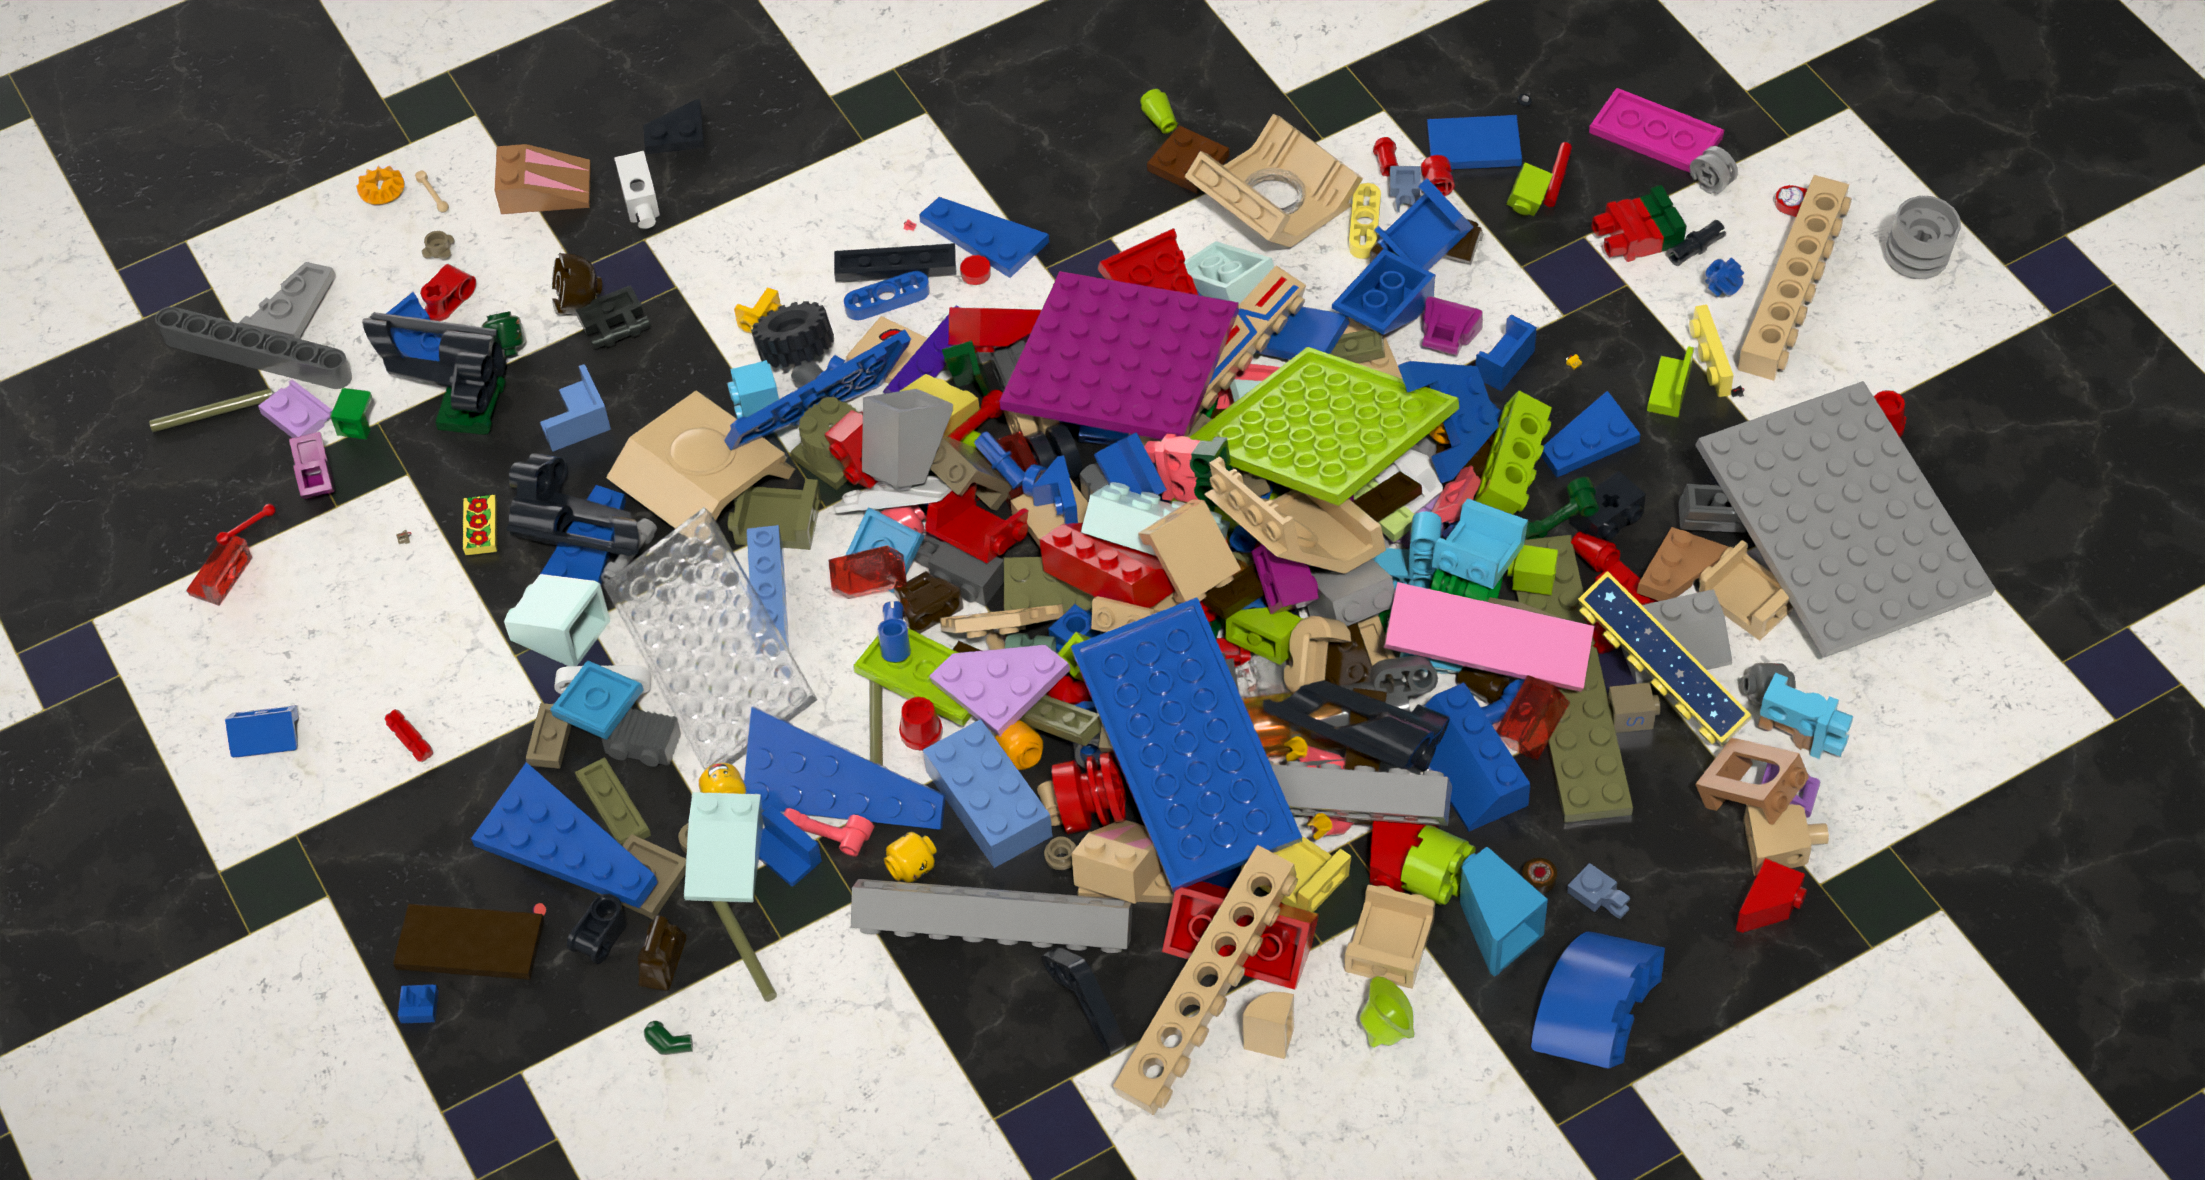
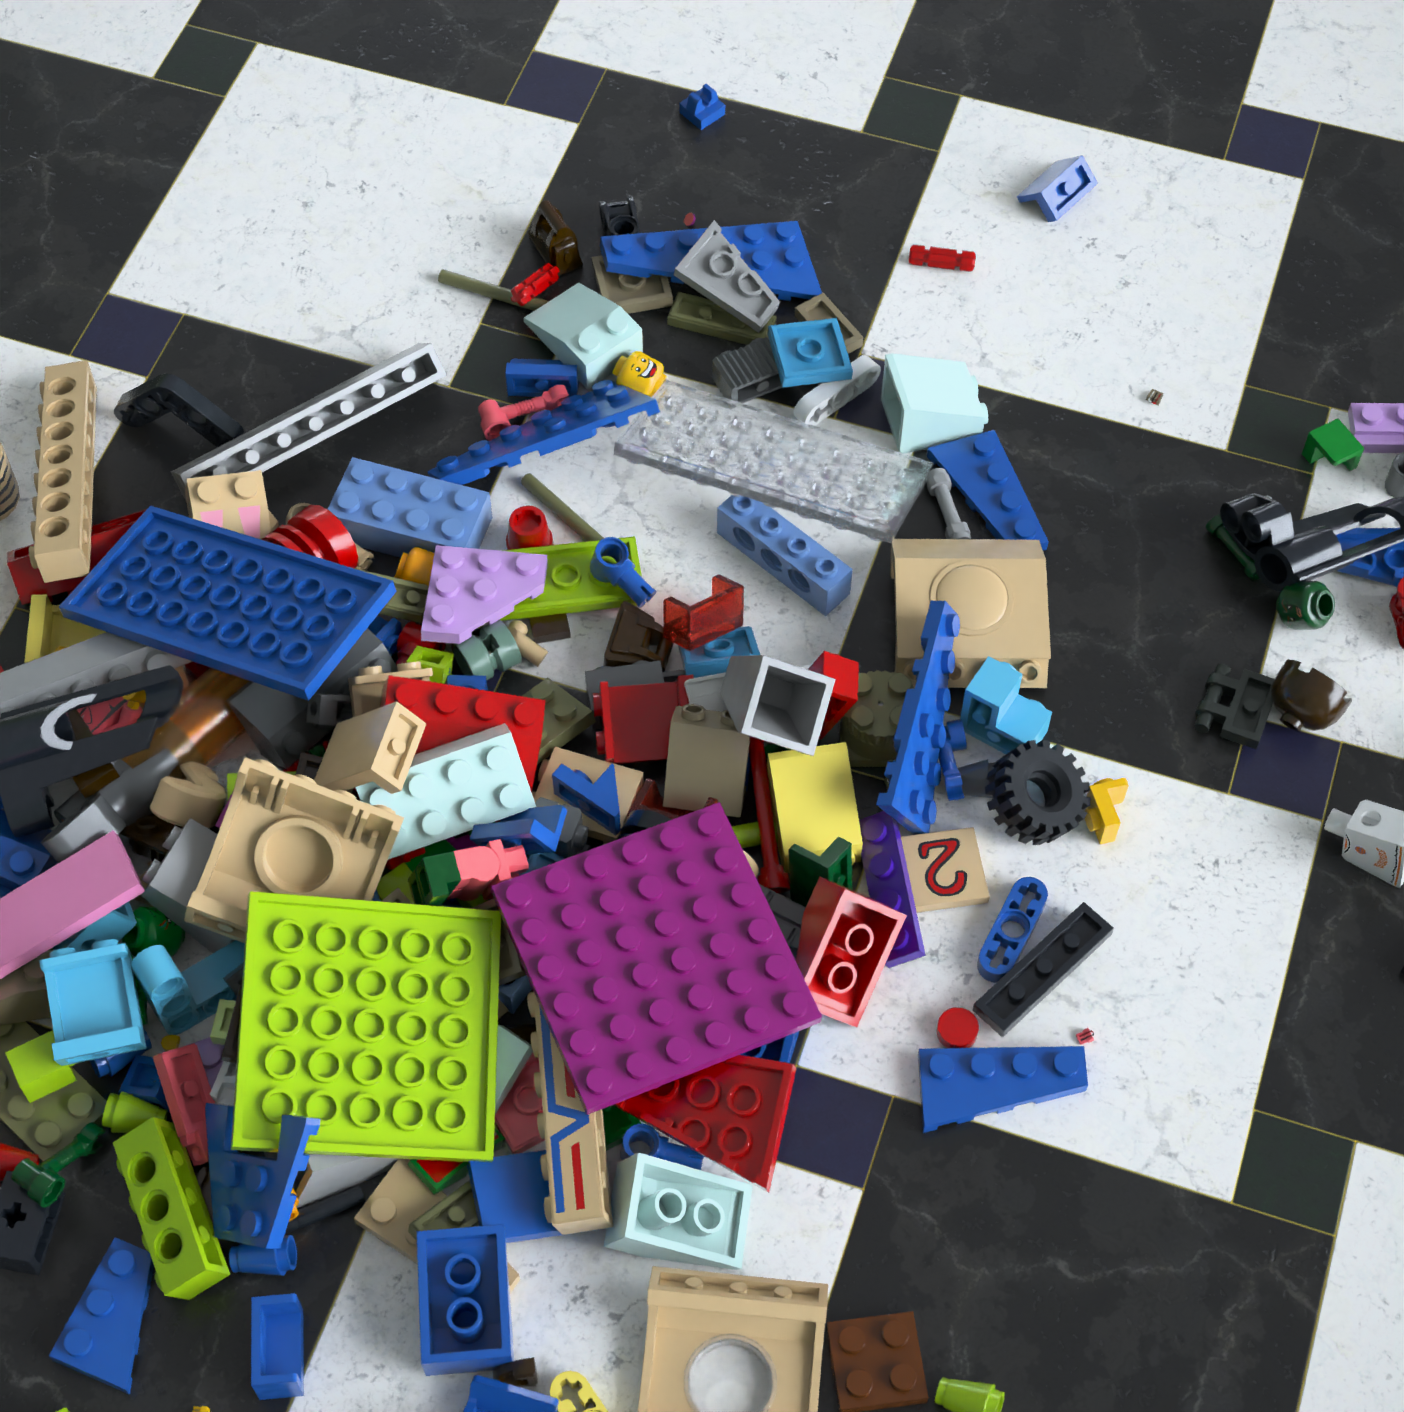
camera: 135 degrees right, 5 degrees up
(221, 571) = (1255, 266): clear red panel -> none
(224, 538) = (1294, 297): red hinge -> none
(311, 465) = (1286, 378): brick -> none
(469, 941) = (714, 165): dark brown tile -> none
(480, 525) = (1104, 446): tile -> none
(542, 512) = (1055, 479): black panel -> none
(584, 417) = (1139, 596): medium blue panel -> none
(586, 801) = (724, 278): none -> light grey wing
(664, 1042) = (485, 197): dark green arm -> none
(715, 921) = (534, 284): none -> red axle
(790, 509) = (857, 626): olive panel -> none
(910, 857) = (428, 430): yellow head -> none
(1000, 459) = (684, 791): blue axle -> none
(1006, 621) = (538, 644): tan wing -> none
(1031, 476) = (629, 791): blue tile -> none
(1450, 325) = (376, 1345): magenta piece -> none

